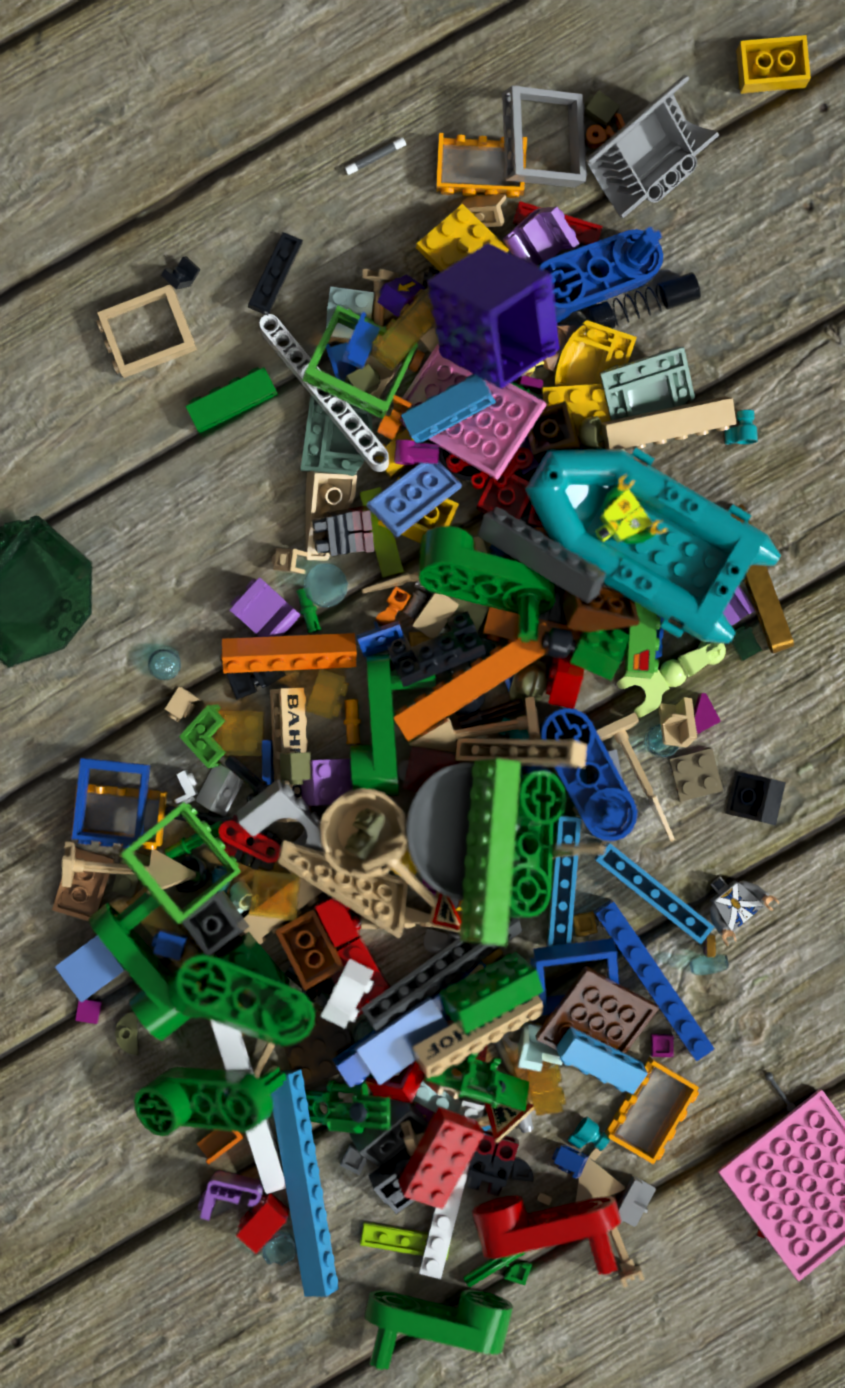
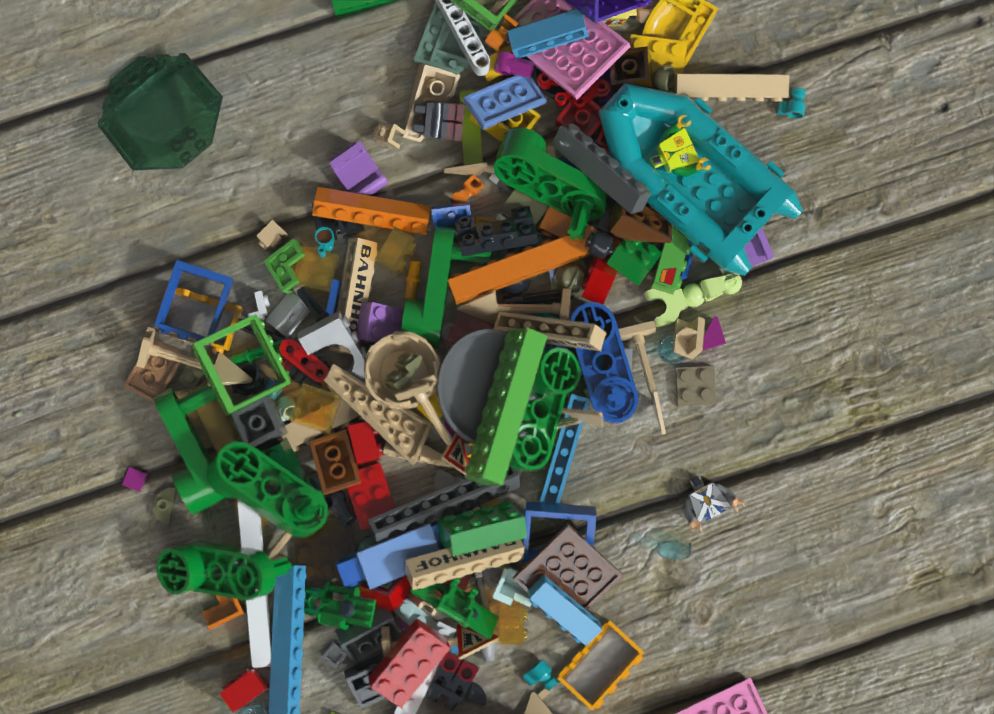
camera: 10 degrees right, 5 degrees down
(89, 968) = (146, 441): medium blue brick -> none
(164, 663) = (264, 199): clear light blue hair -> none
(169, 944) = (217, 433): blue brick -> none
(228, 1188) = (220, 653): medium lavender piece -> none
(243, 699) = (325, 241): none -> teal piece
(295, 767) = (356, 305): olive brick -> none
(308, 610) = (395, 180): green pin -> none
(325, 585) = (414, 161): clear light blue tile -> none
(347, 993) = (358, 506): white brick -> none
(415, 604) = (487, 192): light grey pin -> none
(435, 614) = (501, 203): tan panel -> none
(532, 383) = (623, 29): magenta tile -> none
(570, 1160) = (520, 693): blue brick -> none
(584, 924) = (574, 493): pearl gold tile -> none
(648, 384) = (720, 49): sand green slope -> none
(654, 893) = (639, 477): dark azure brick -> none
(654, 980) = (624, 552): blue brick -> none
(662, 1045) = (620, 611): magenta tile -> none
(710, 945) = (678, 532): pearl gold tile -> none
(745, 643) = (760, 282): clear green bracket -> none
(755, 797) = (743, 415): black slope -> none
(767, 605) = (784, 254): pearl gold beam -> none
(789, 1105) = (707, 658): dark grey hinge -> none

